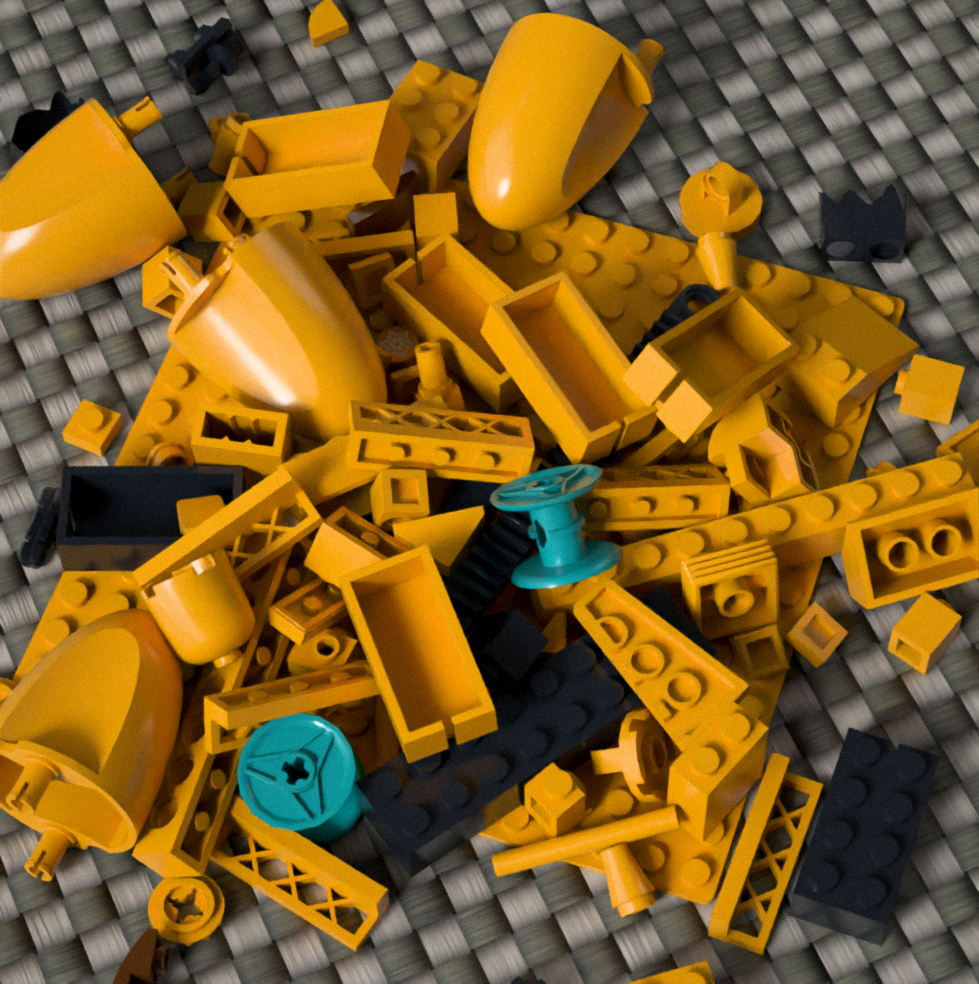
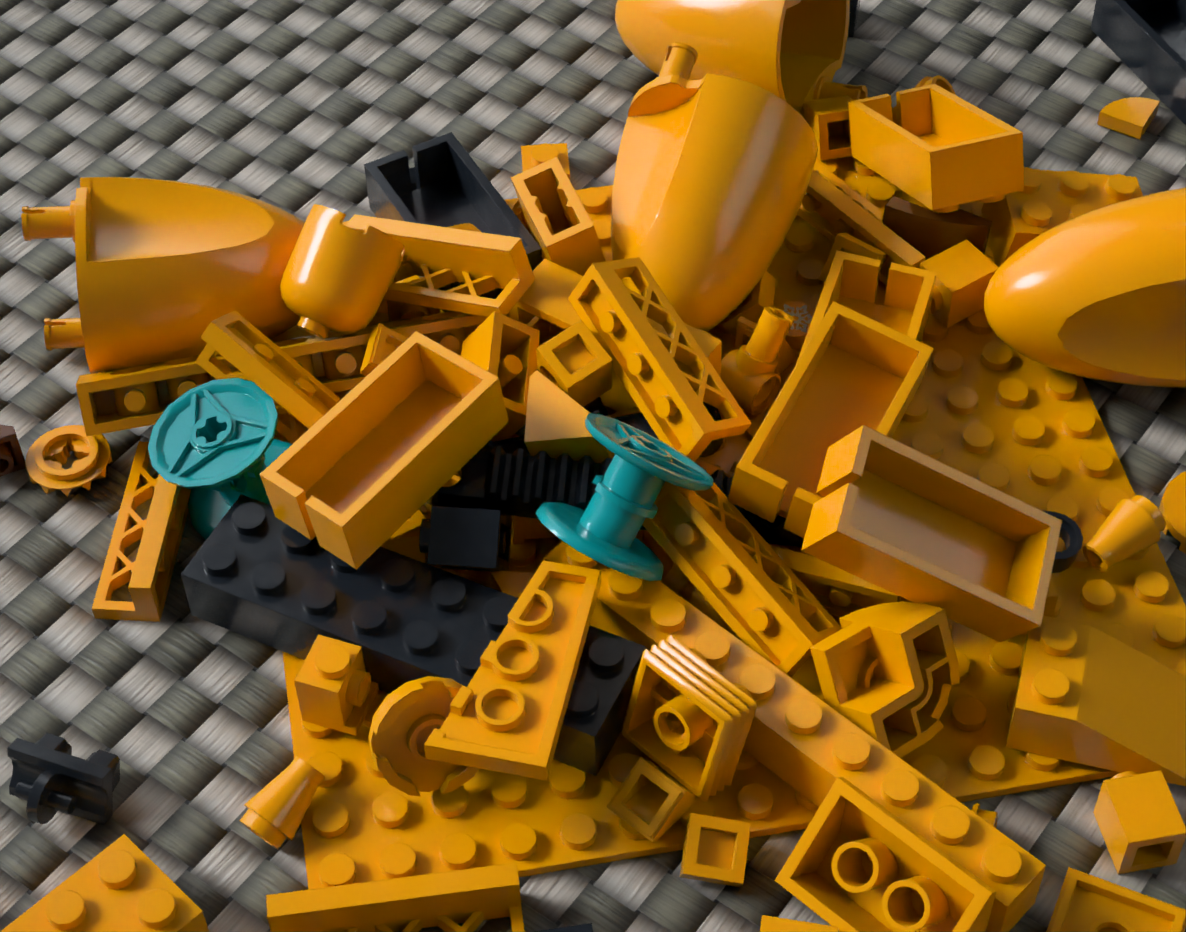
camera: 60 degrees right, 10 degrees down
(209, 56) = (1008, 52): black hips -> none
(586, 841) = (310, 743): light orange piece -> none
(717, 770) = (436, 800): light orange brick -> none

